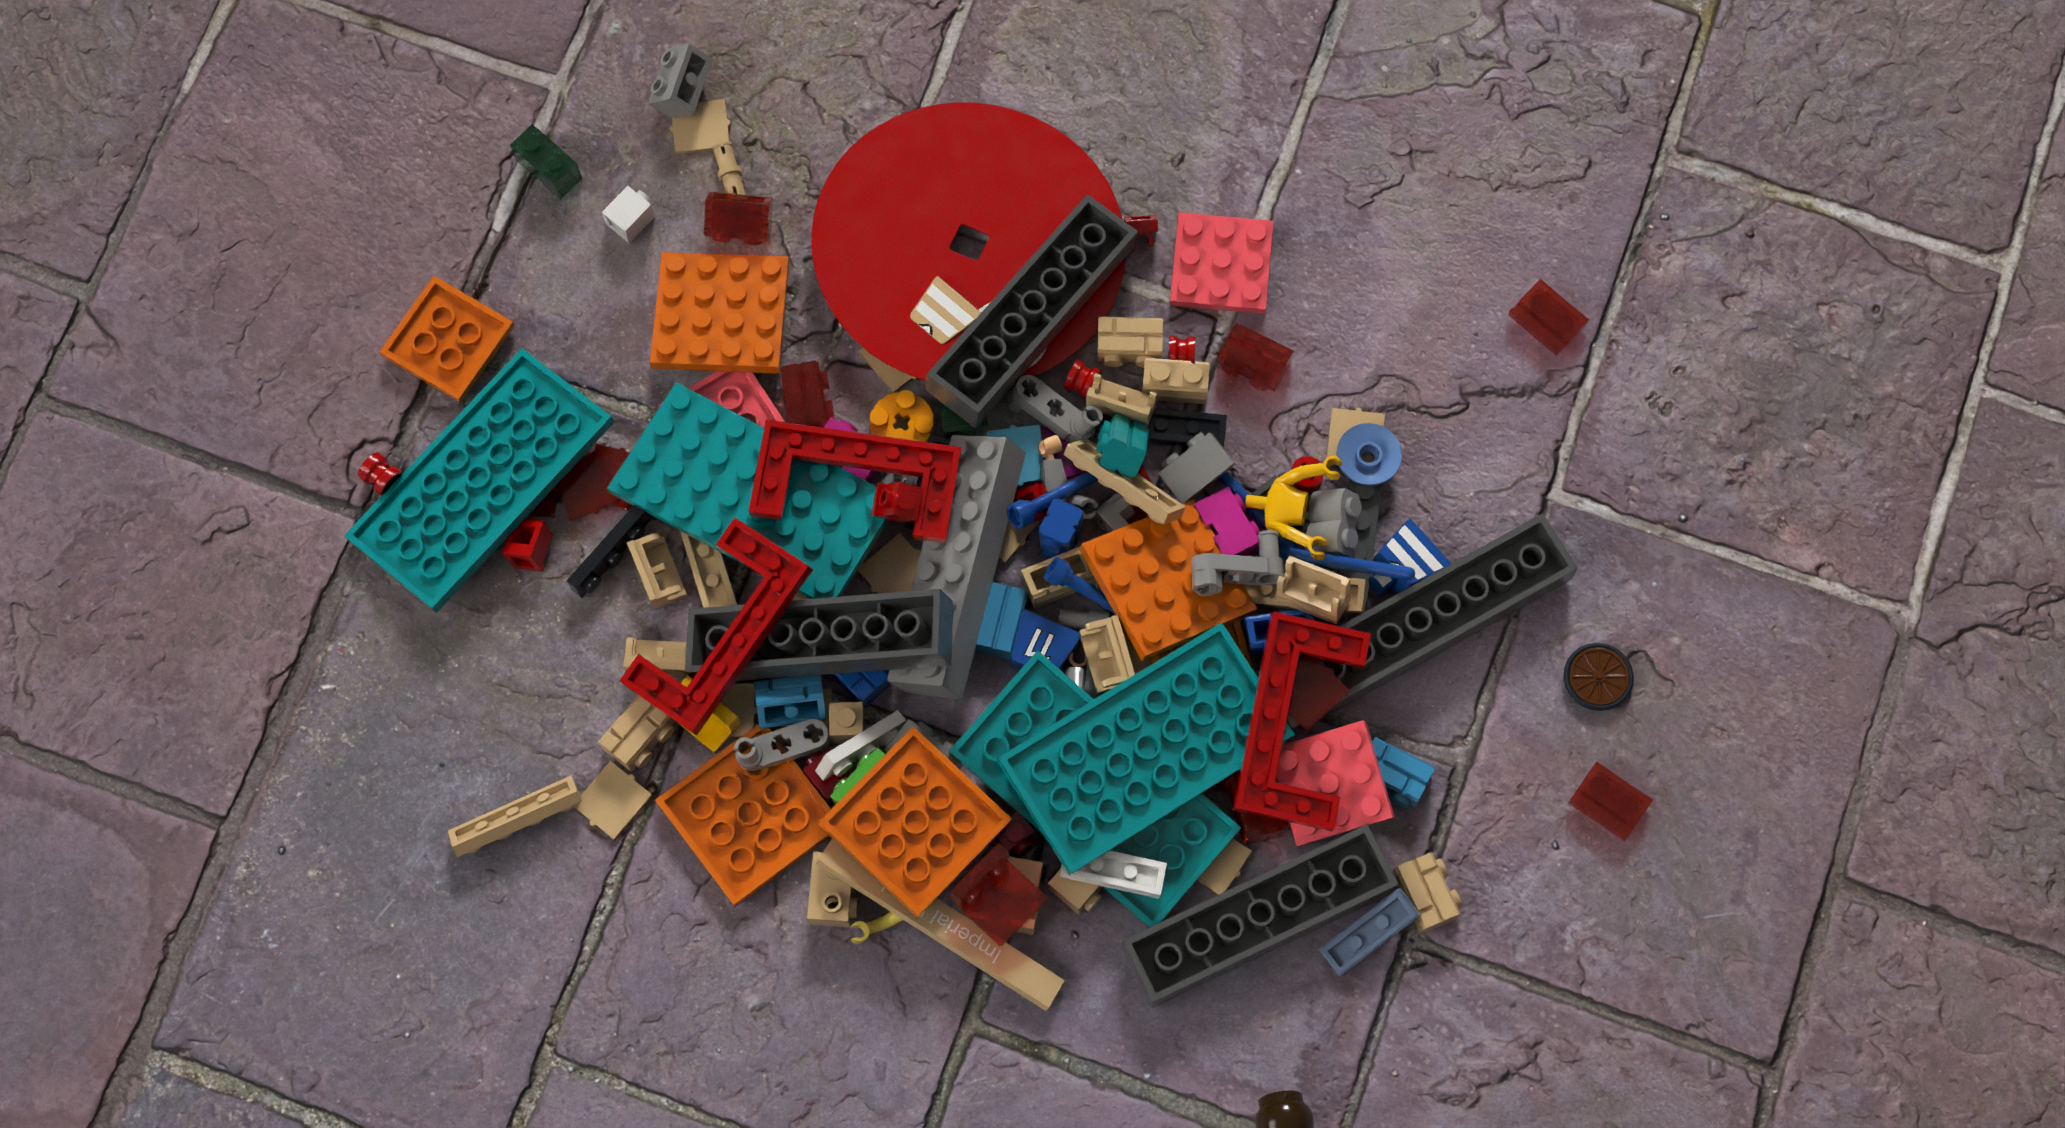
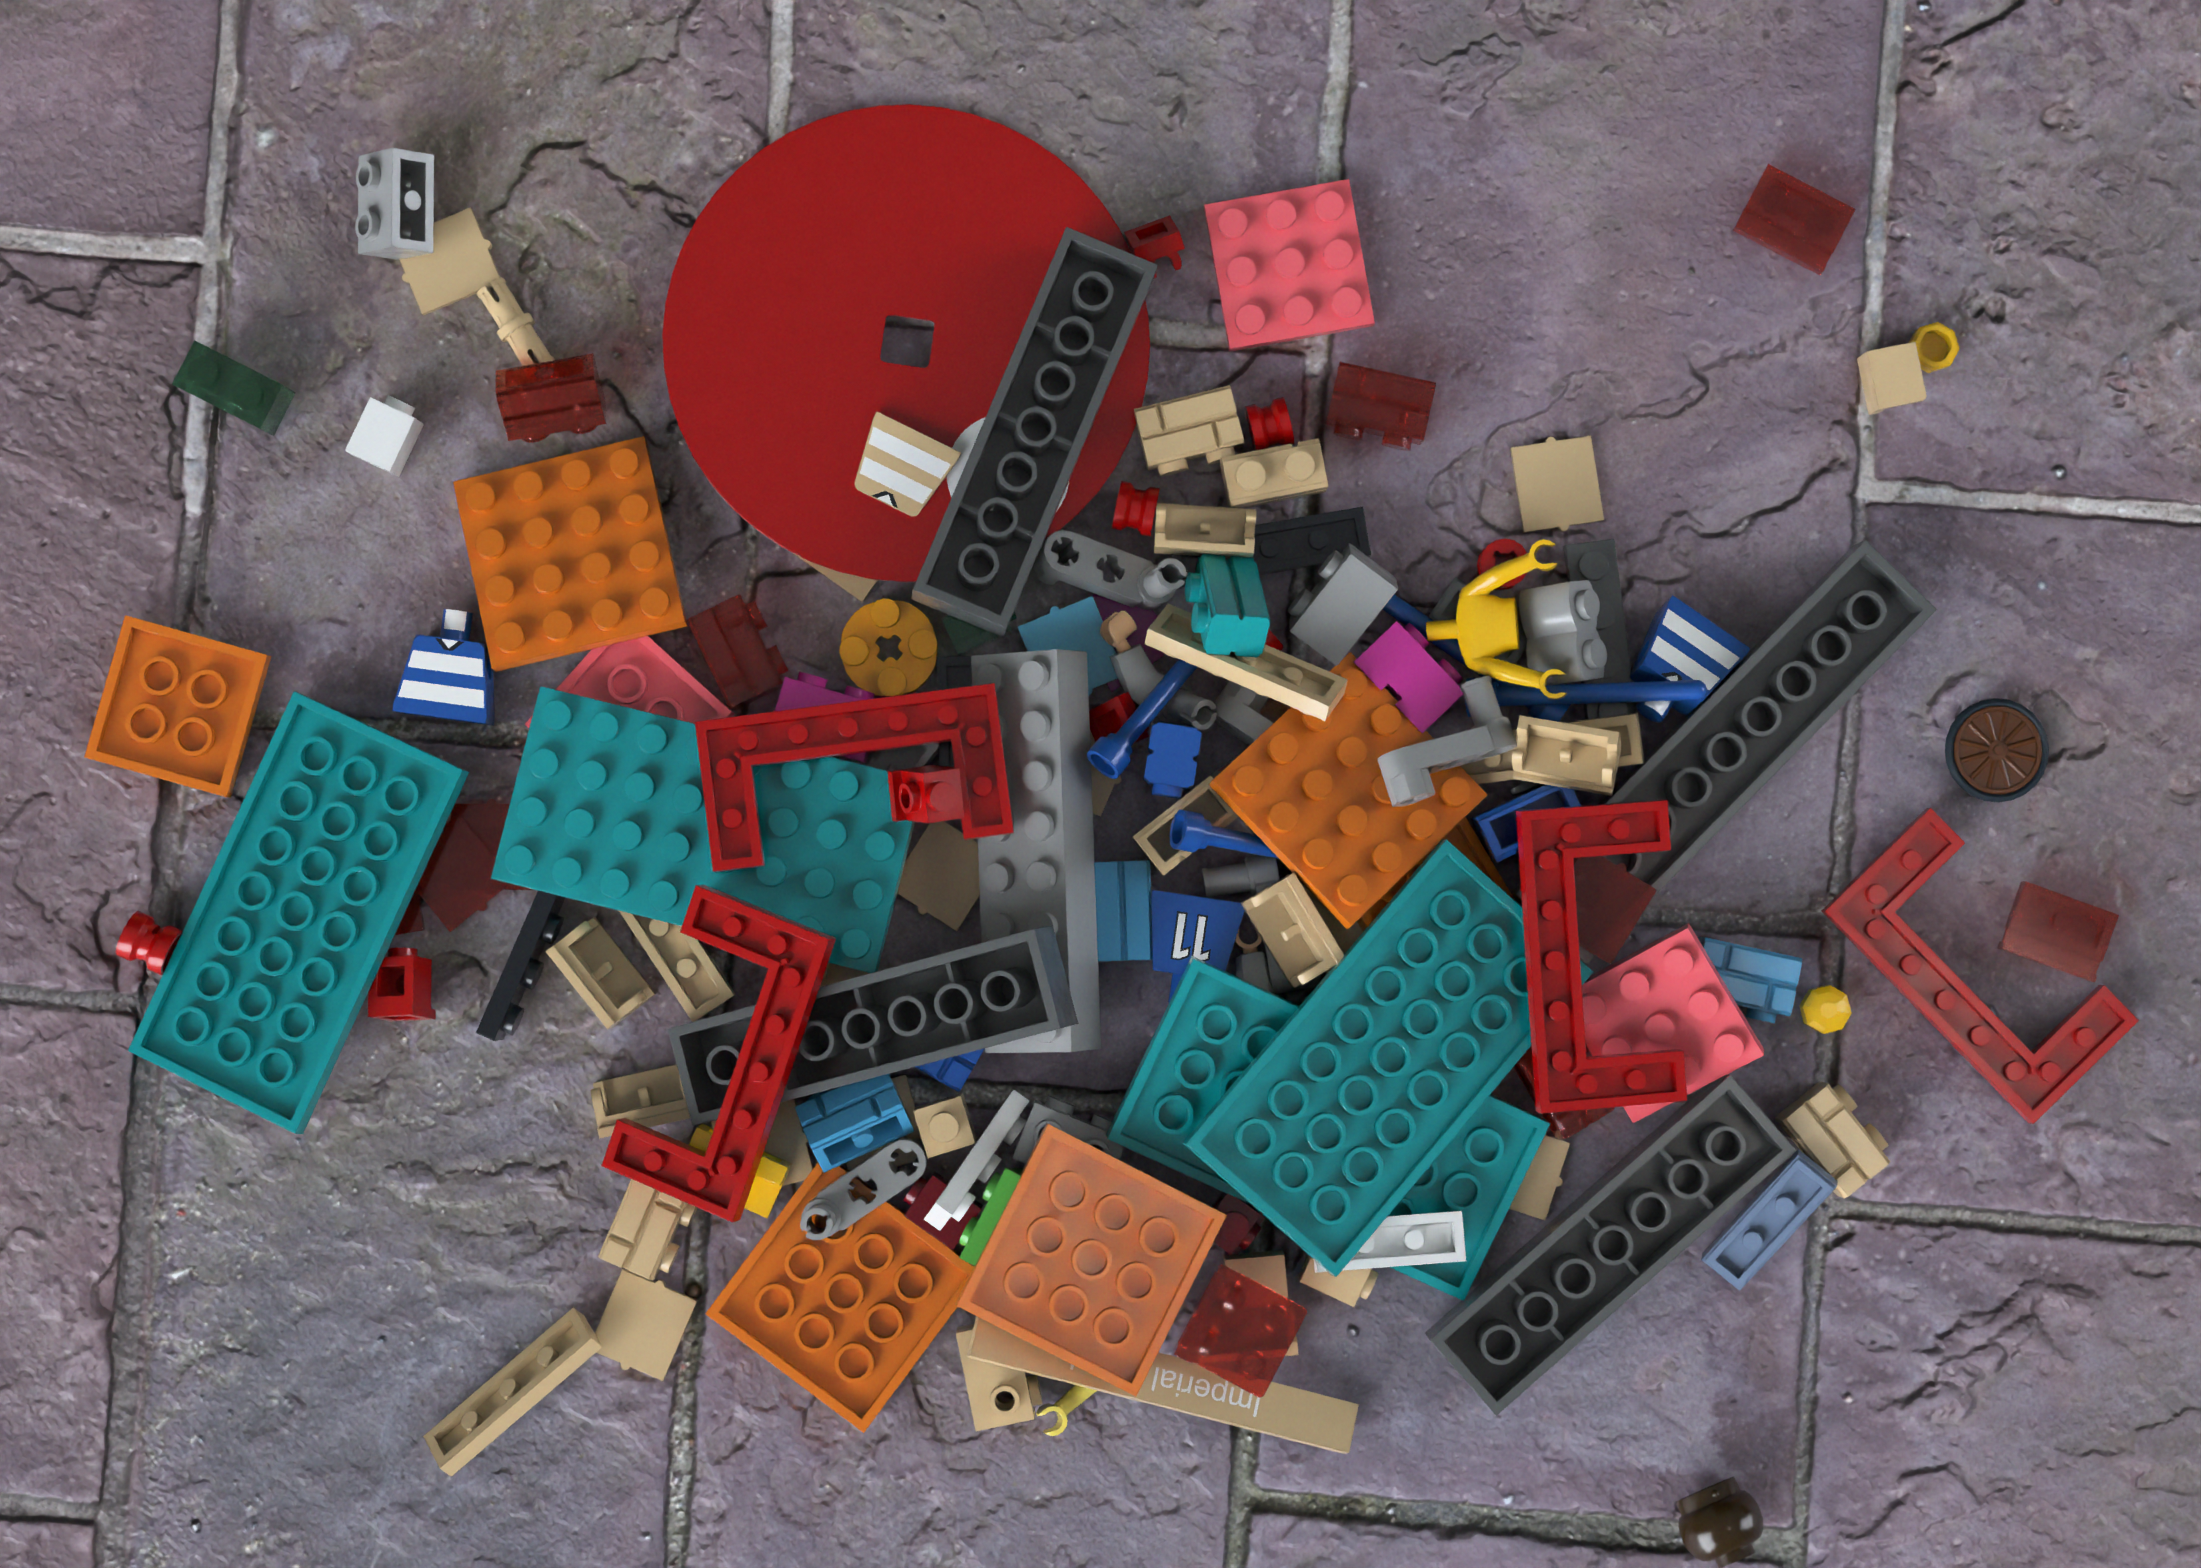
camera: 15 degrees left, 15 degrees up
(620, 365) = (448, 675): none -> torso
(1370, 440) = (1604, 493): medium blue dish -> none
(1443, 810) = (1825, 1009): none -> yellow tile
(1487, 760) = (2023, 1077): none -> red plate
(1586, 424) = (1891, 377): none -> tan panel
(1618, 417) = (1935, 346): none -> yellow tile

